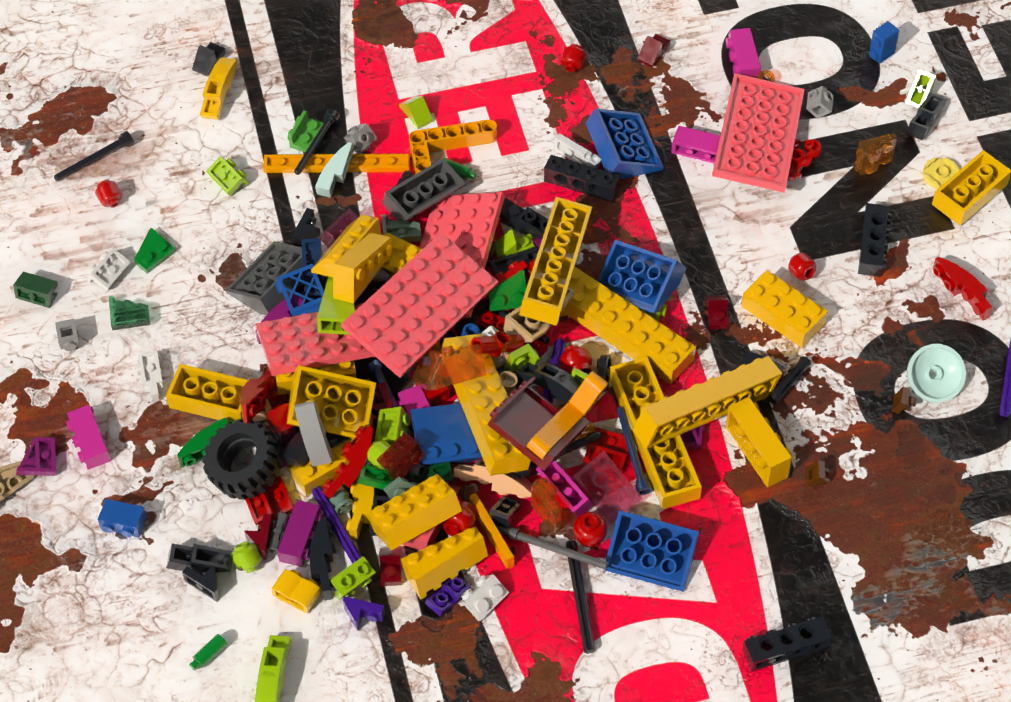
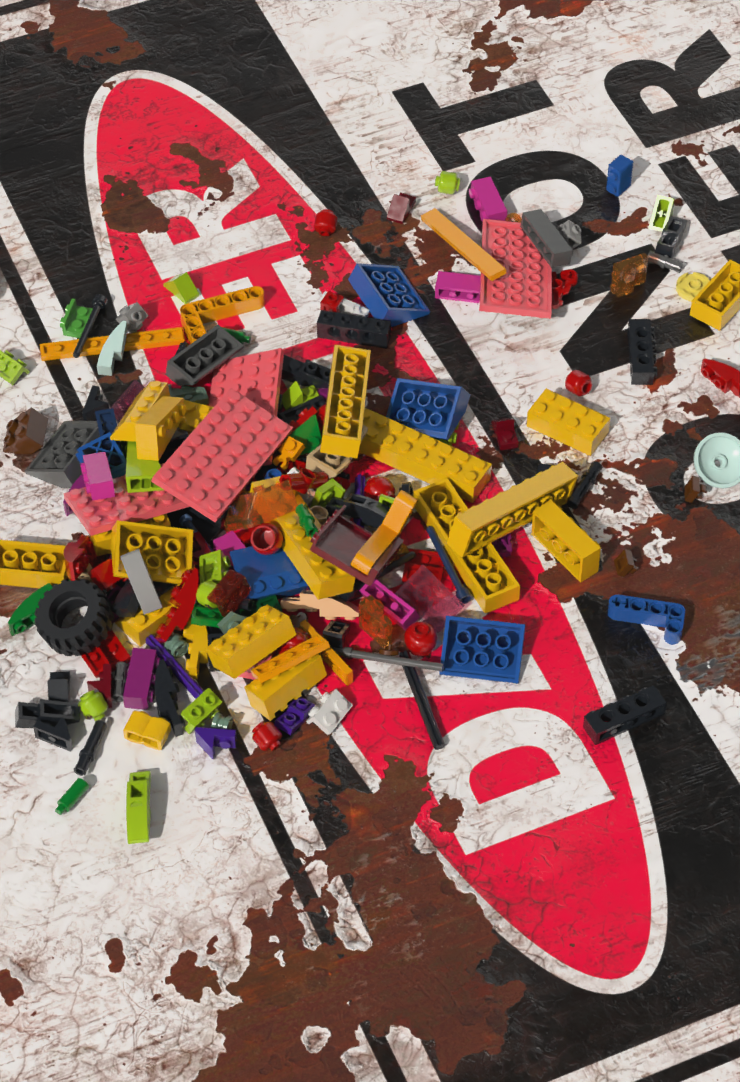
camera: 10 degrees left, 5 degrees down
(217, 531) = (59, 686): none -> black slope
(232, 608) = (87, 754): none -> black pin
(233, 250) = (25, 433): none -> reddish brown slope
(291, 311) = (97, 476): none -> dark pink brick
(372, 594) = (222, 722): none -> sand green wheel
(390, 567) = (234, 697): dark red slope -> none
(415, 615) = (267, 736): none -> red head
(448, 402) = (266, 538): none -> red piece
(451, 535) = (290, 658): none -> light orange tile
(491, 389) = (306, 520): none -> green pin
(492, 305) = (289, 451): none -> light orange plate
(556, 538) = (389, 651): none -> reddish brown piece
(563, 147) = (331, 302): none -> red bracket
(705, 28) = (447, 182): none -> lime head
(709, 100) = (463, 244): none -> light orange tile
(795, 103) = (546, 238): none -> dark grey brick
(799, 526) = (650, 613): none -> blue beam
(915, 142) = (665, 261): none -> dark grey pin

